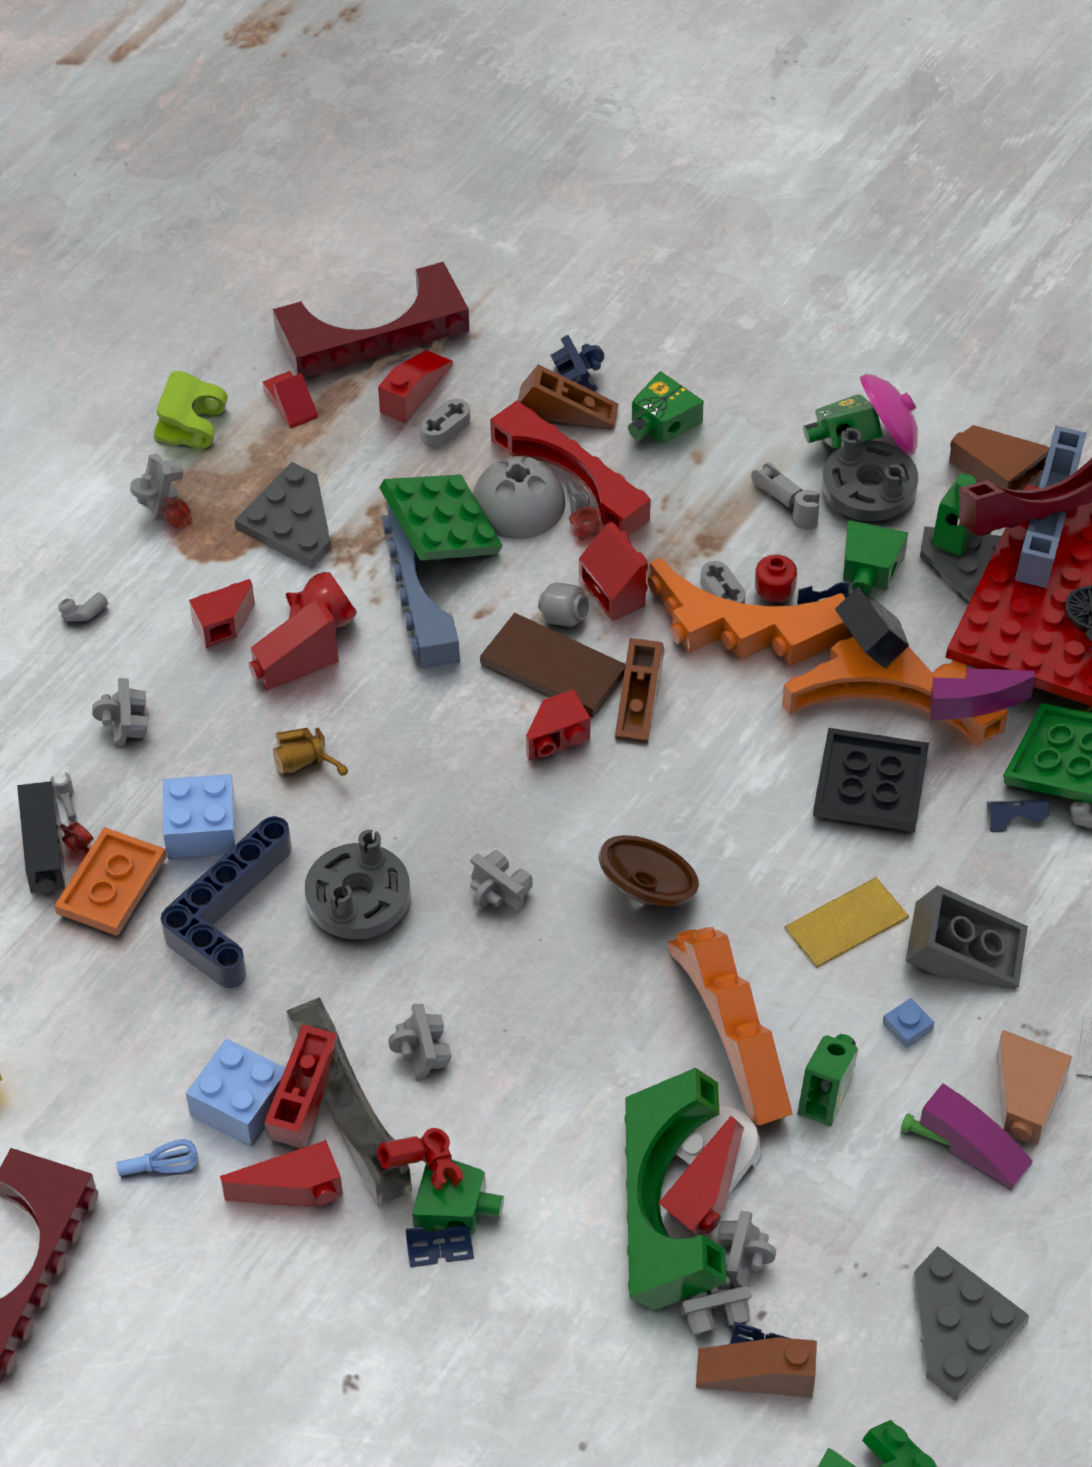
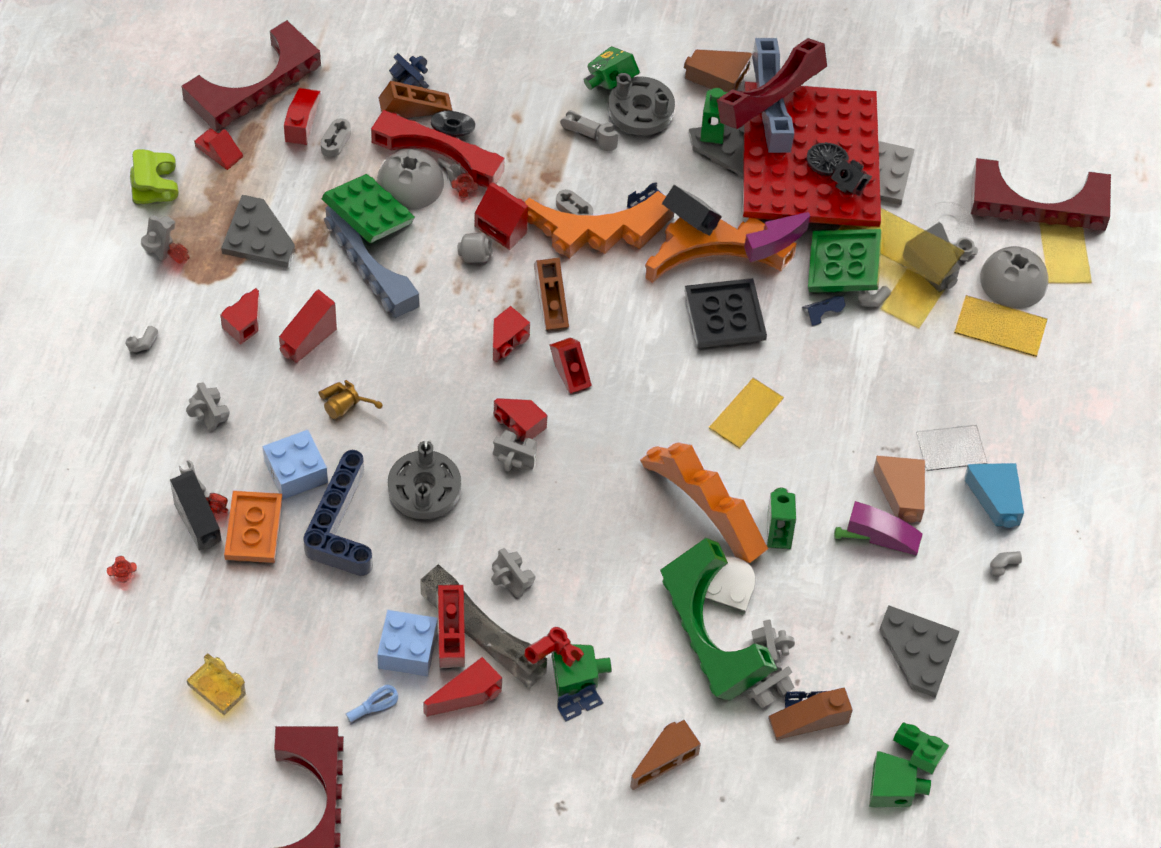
camera: 25 degrees left, 5 degrees up
(334, 598) = (306, 285): red piece -> none
(527, 839) = (521, 417): none -> red slope
(528, 1353) = (672, 748): none -> dark orange slope
(552, 662) = (483, 290): reddish brown tile -> none
(604, 441) = (453, 123): none -> black dish
(625, 790) = (571, 364): none -> red slope
(648, 871) = (611, 416): reddish brown dish -> none
(664, 410) = (484, 90): green torso -> none
(704, 1186) = (733, 615): red slope -> none
(775, 578) = (609, 191): red head -> none
(872, 555) = (663, 158): green torso -> none
(894, 411) = (643, 52): dark pink dish -> none
(908, 1022) = (812, 467): medium blue plate -> none
(965, 940) = (827, 403): dark grey slope -> none

